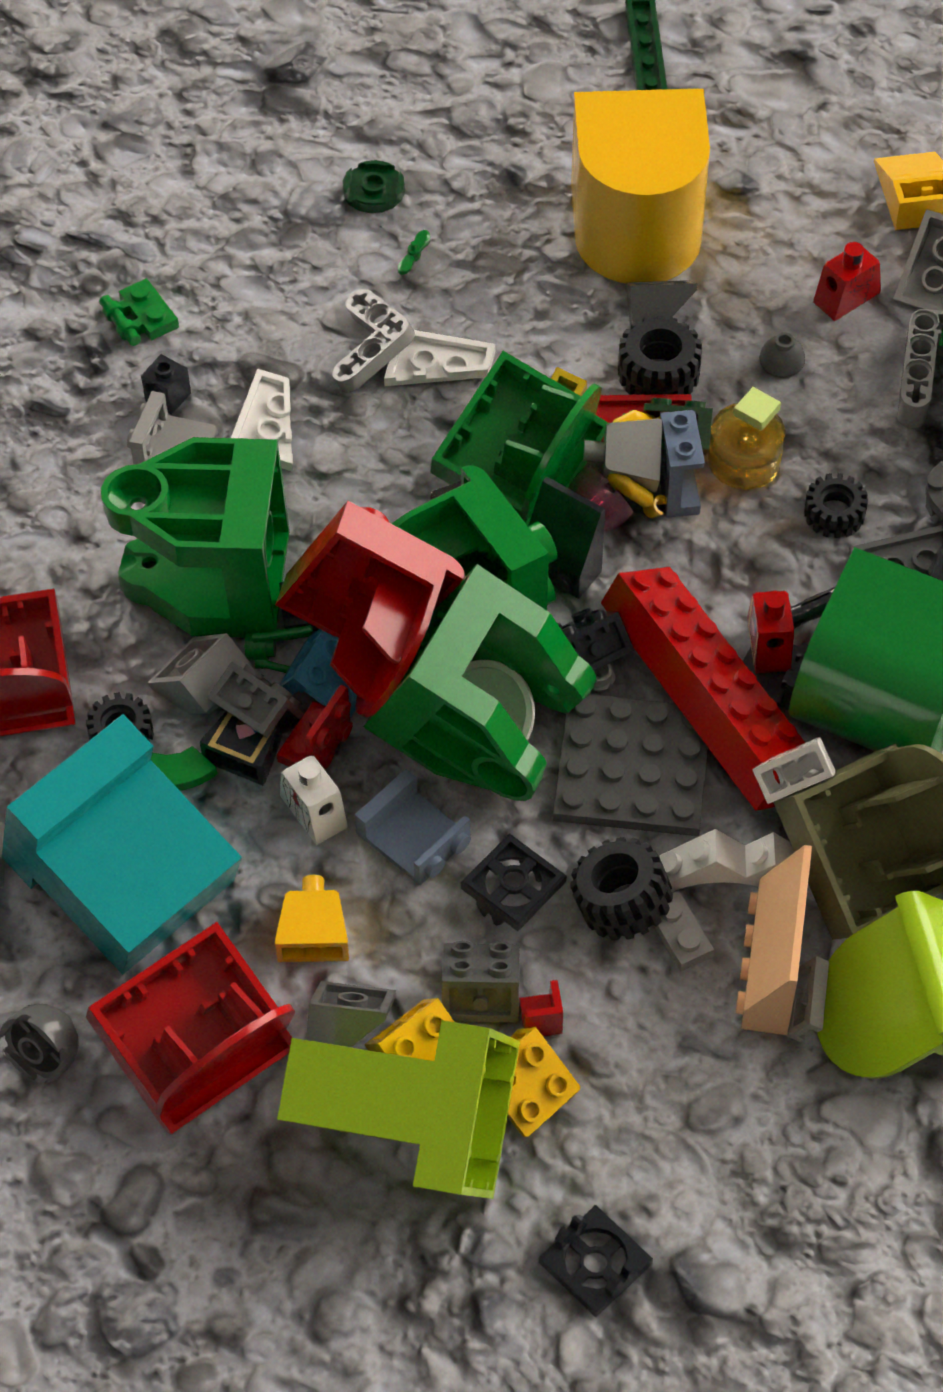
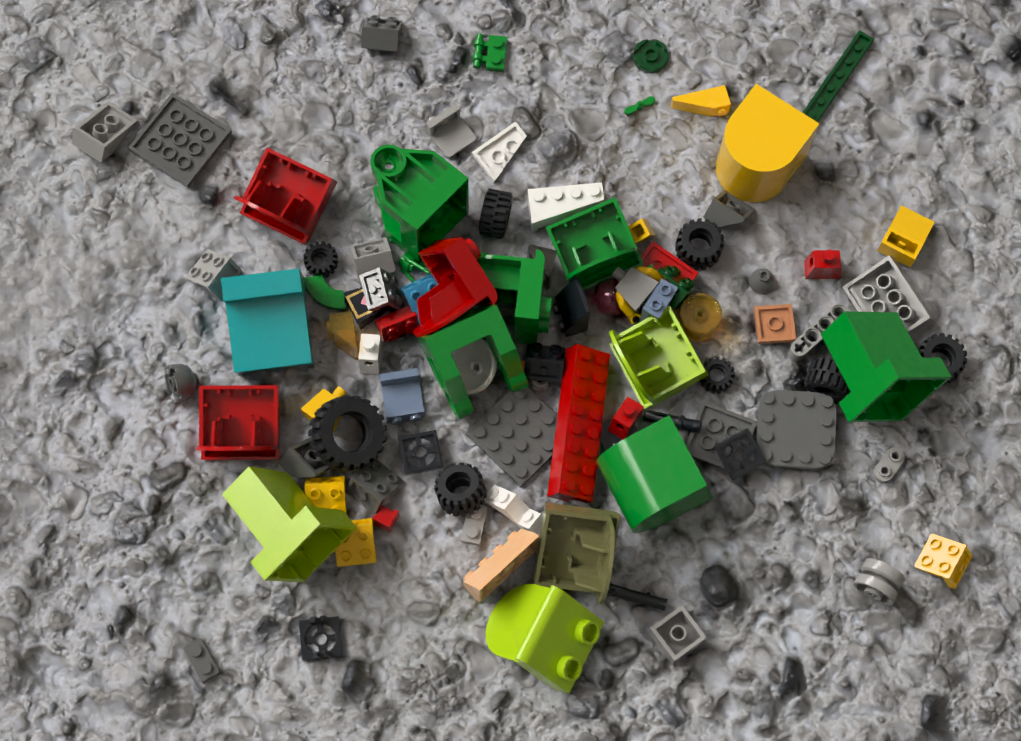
camera: 35 degrees right, 15 degrees up
(168, 378) = (470, 101): black brick -> none
(252, 795) = (342, 331): none -> clear yellow slope
(332, 481) = (495, 213): none -> black tyre
(359, 950) = (371, 427): none -> black tyre
(381, 338) = (584, 145): light grey beam -> none
(409, 435) = (557, 203): none -> white wedge
(439, 359) = (601, 169): white wing -> none
(502, 193) = (704, 102): none -> yellow slope
(739, 526) = (657, 358): none -> lime plate
(757, 408) = (713, 304): yellowish green tile -> none
(796, 770) = (570, 498): white torso -> none
(809, 999) = (498, 595): light grey tile -> none
(851, 395) = (774, 324): none -> nougat plate

